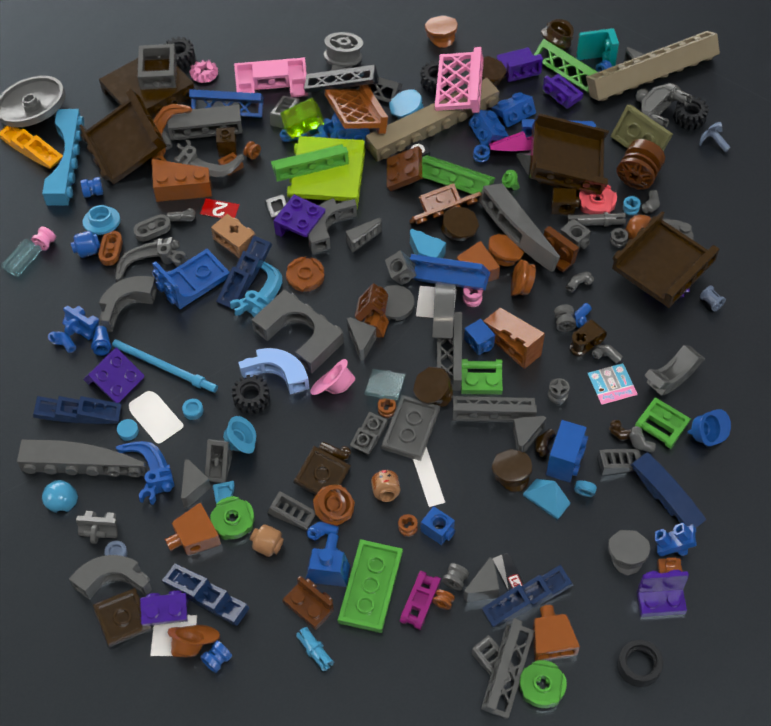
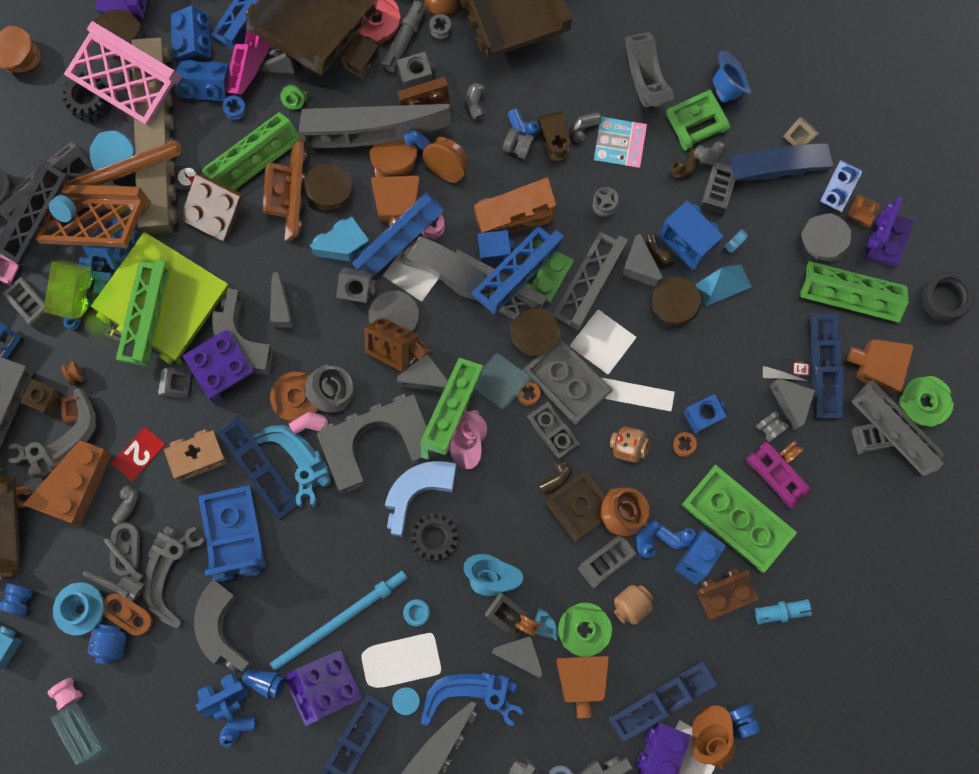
camera: 65 degrees left, 20 degrees up
(127, 236) = (128, 586): none -> dark grey plant
(216, 476) = (528, 625): none -> dark orange bush
(291, 285) = (309, 420): none -> bright pink arm
(321, 287) = (329, 389): none -> dark grey hat
(343, 352) = (451, 408): none -> bright green fence
(351, 90) = (62, 208): none -> dark azure tile
(403, 112) = (129, 165): none -> dark orange axle
(454, 439) = (603, 341): none -> white sticker
(469, 352) = (521, 273): none -> blue fence
(525, 253) = (416, 137): none -> blue arm
(596, 591) = (854, 292): none -> bright green fence
(704, 499) = (801, 133): none -> dark tan slope

